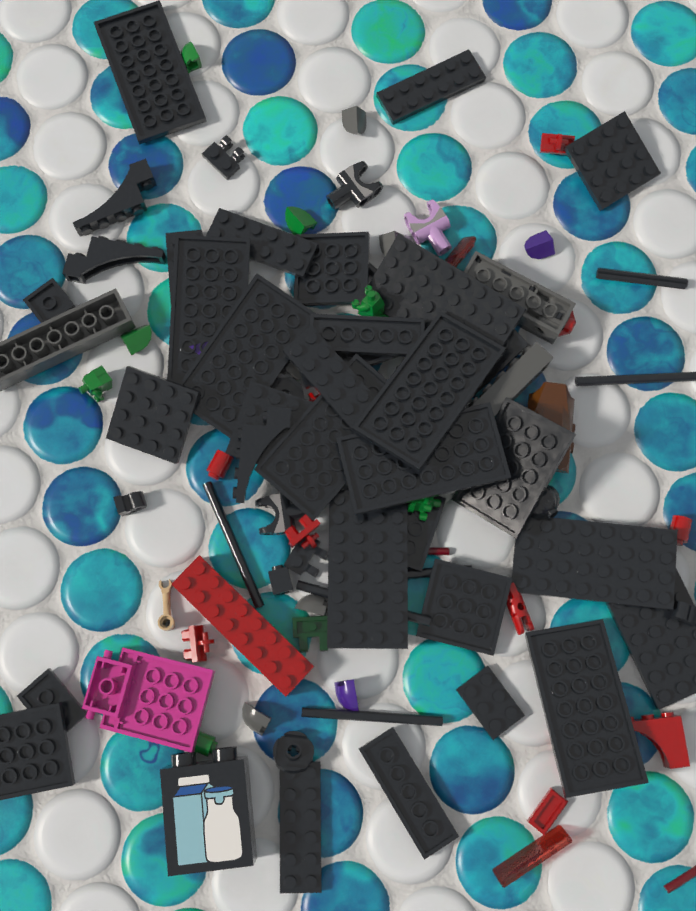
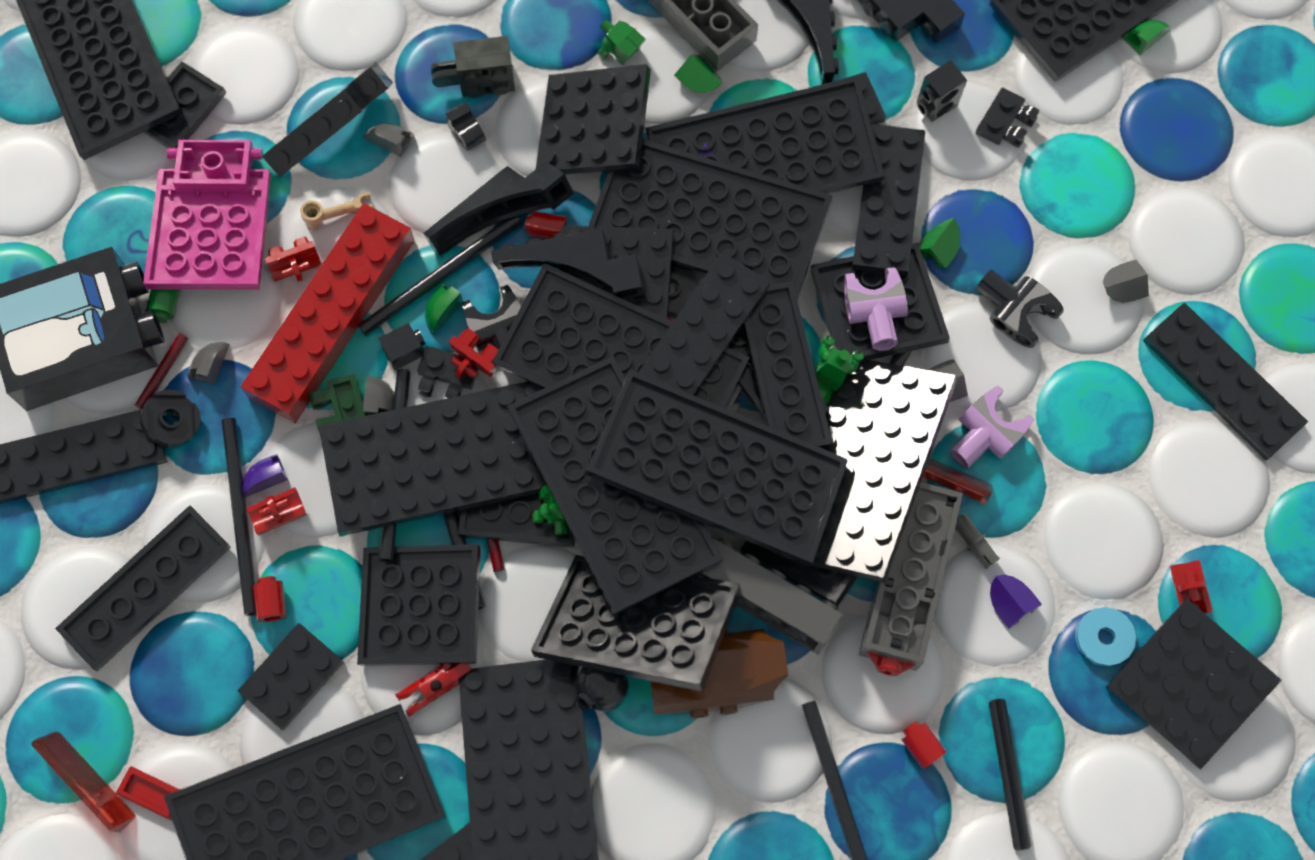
camera: 75 degrees right, 5 degrees down
(90, 482) = (478, 68): none -> pearl dark grey brick
(99, 594) = (328, 119): none -> black arch
(120, 558) = (390, 137): none -> dark grey brick
(192, 490) = (497, 200): none -> black arch
(197, 188) = (941, 91): none -> black brick
(253, 753) = (162, 370): none -> dark red bar
(256, 549) = (442, 307): none -> green brick
(338, 268) = (877, 307): none -> lavender connector
(378, 689) = (276, 511): none -> red hips
(437, 706) = (269, 600): none -> red brick
(500, 255) = (976, 541): none -> dark grey axle
(577, 193) = (1122, 637): none -> medium azure tile
(616, 321) = (922, 744): none -> red brick

